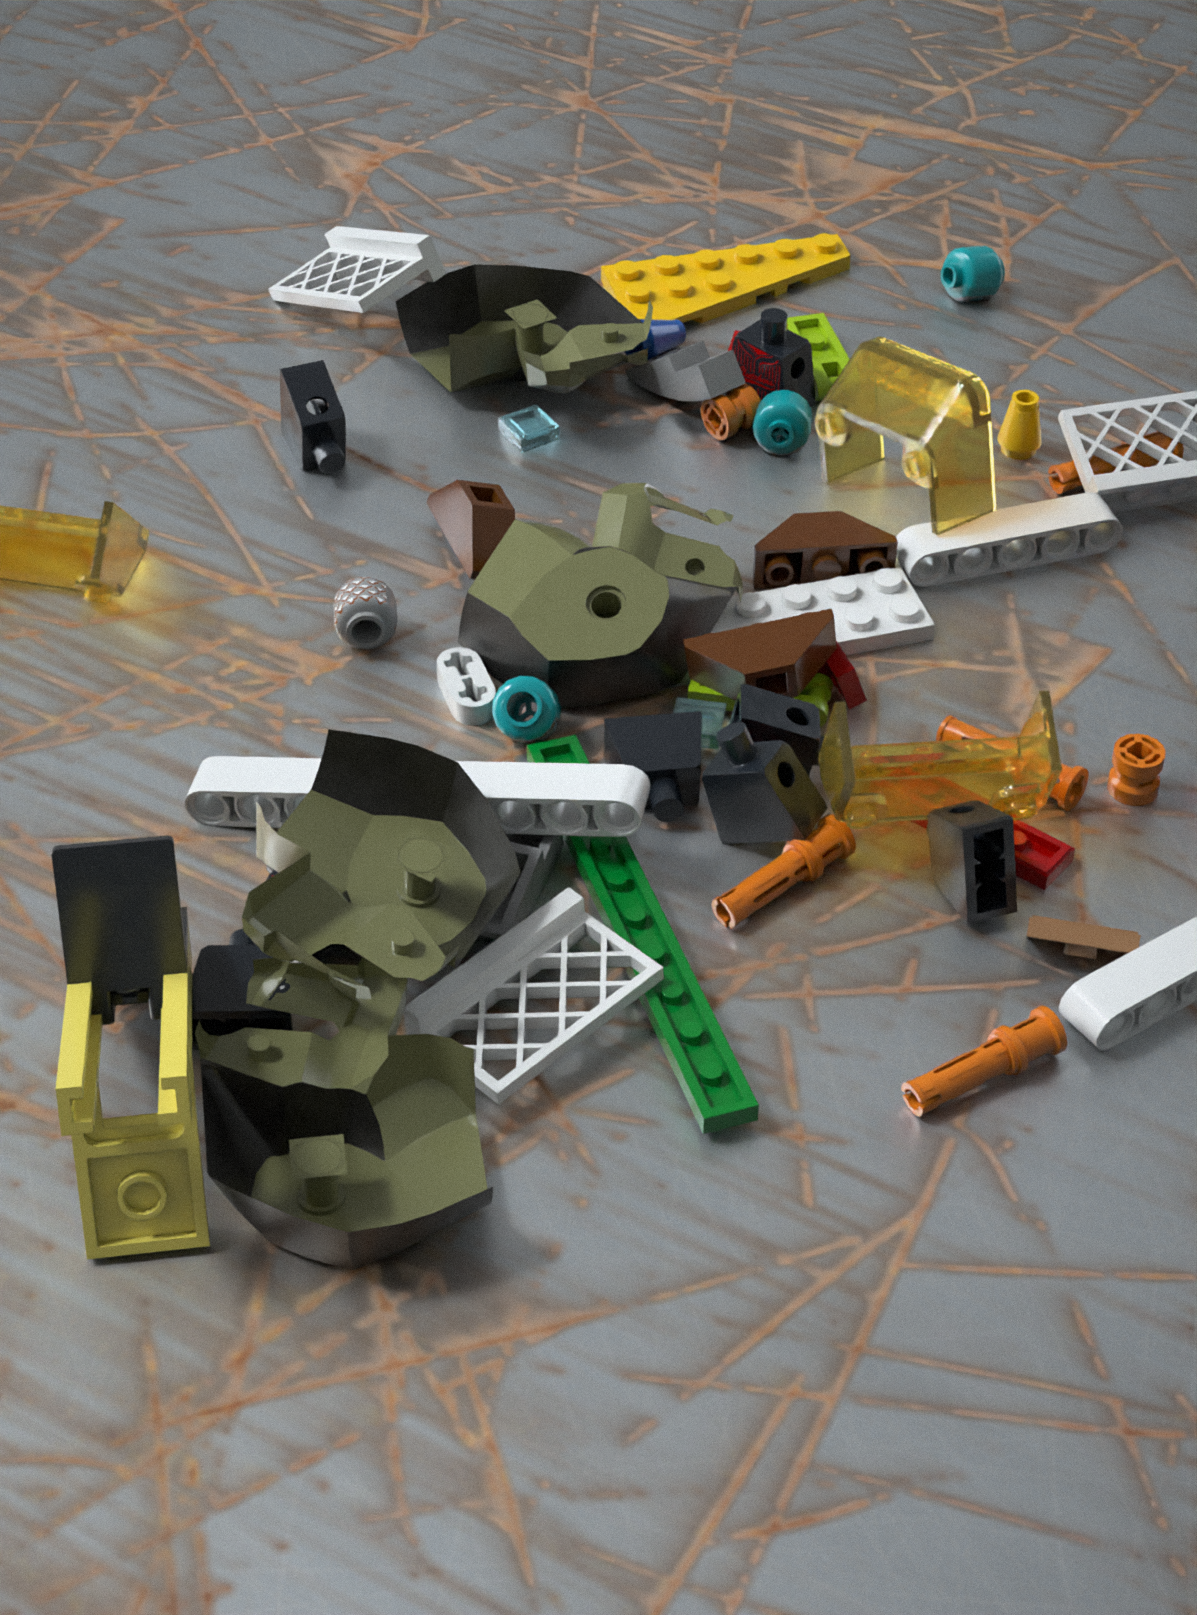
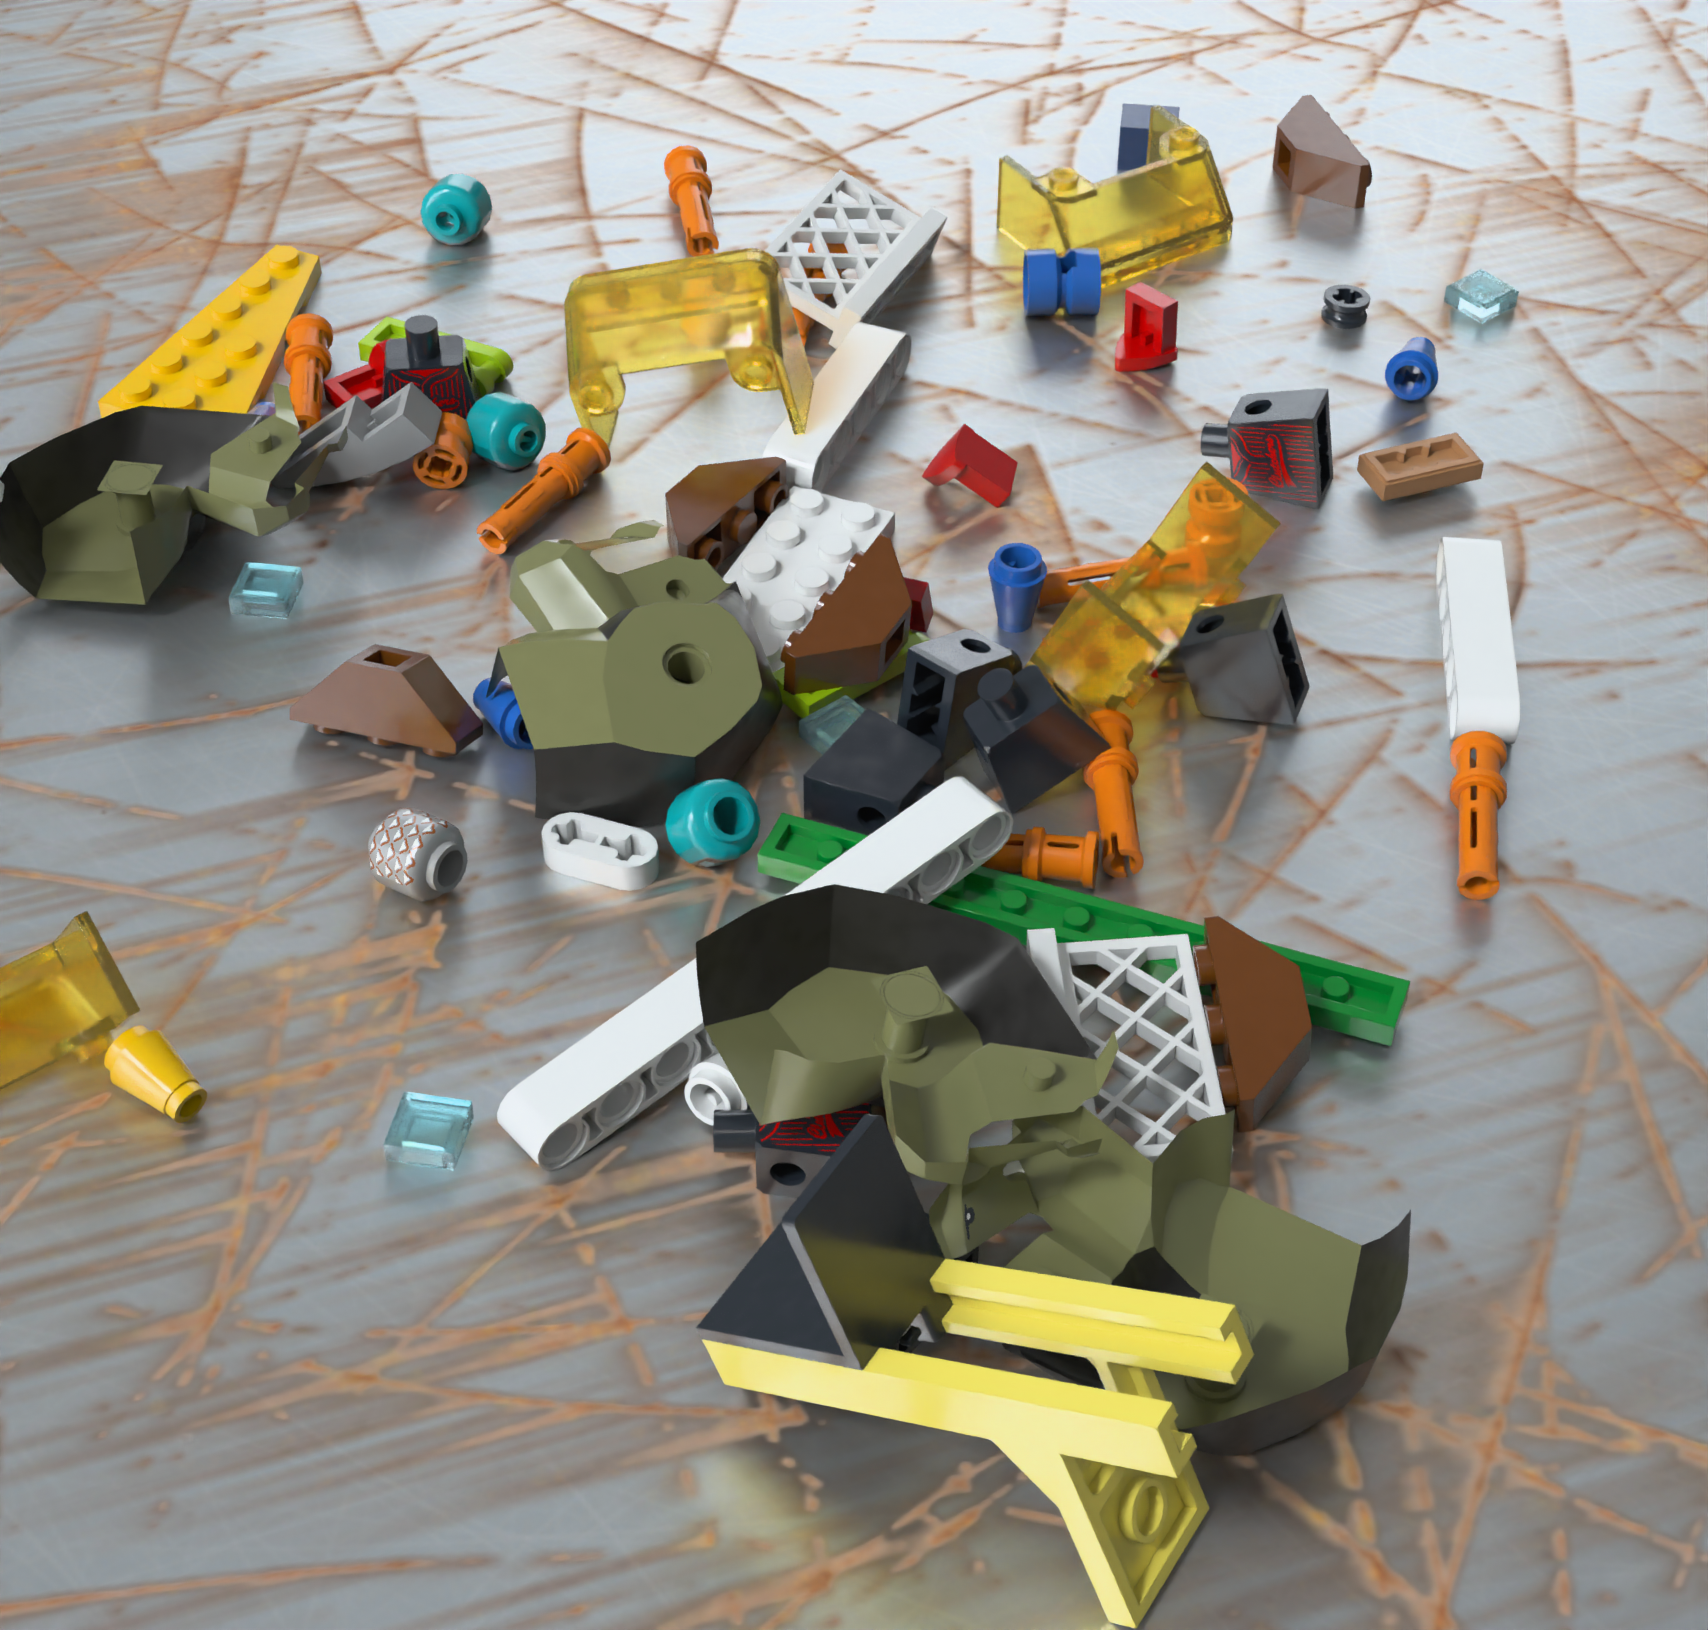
camera: 50 degrees left, 0 degrees up
(98, 624) = (154, 1072): none -> yellow cone
(170, 753) = (428, 1131): none -> clear light blue tile
(315, 438) = (66, 716): black torso -> none
(616, 1044) = (1255, 1016): none -> reddish brown slope
(677, 867) = (1049, 856): none -> orange pin
(751, 303) = (308, 364): none -> orange pin
(773, 470) = (558, 478): none -> orange pin
(917, 708) = (1016, 584): none -> blue cone
(1032, 632) = (975, 465): none -> red tile
(1082, 938) = (1387, 667): medium nougat plate -> none
(1108, 380) = (691, 190): none -> orange pin

